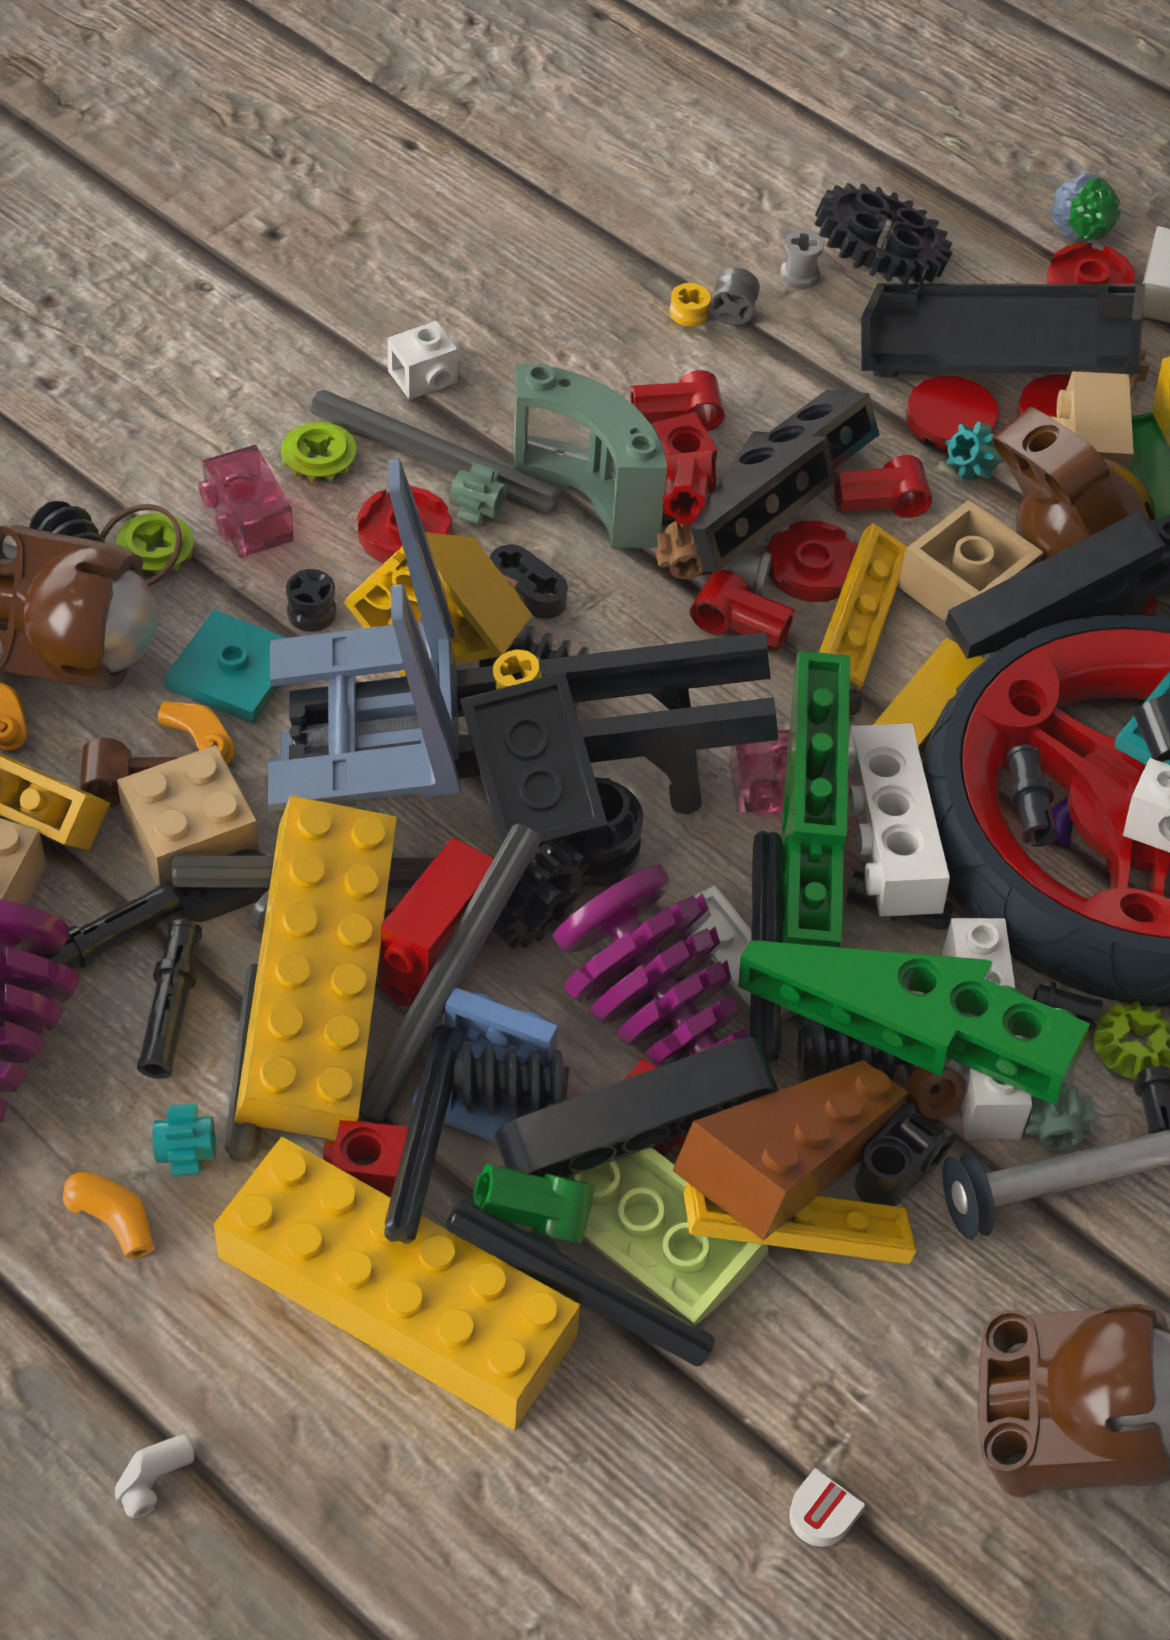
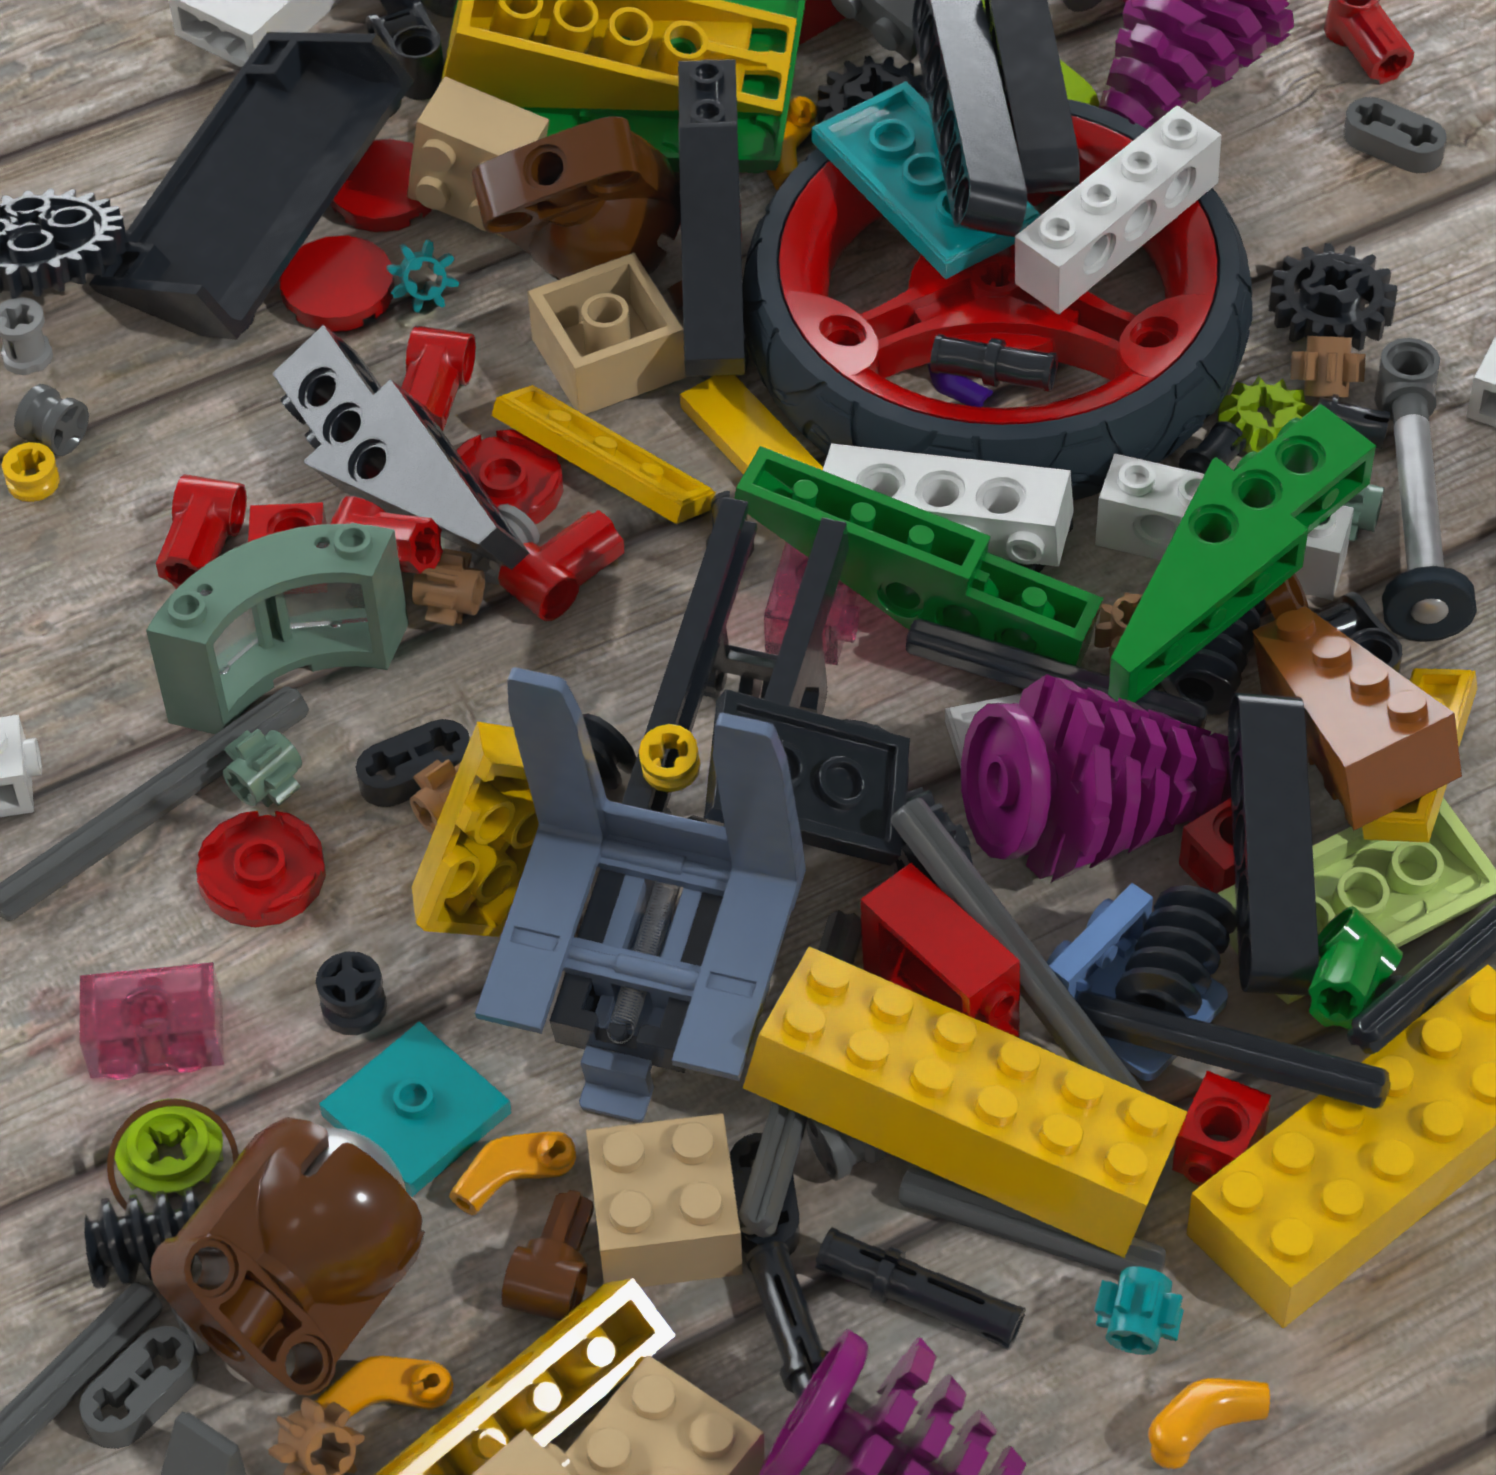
camera: 65 degrees left, 0 degrees up
(318, 438) = (105, 904): lime gear -> none
(1085, 208) = (92, 49): green piece -> none
(1086, 265) = (179, 89): red tile -> none

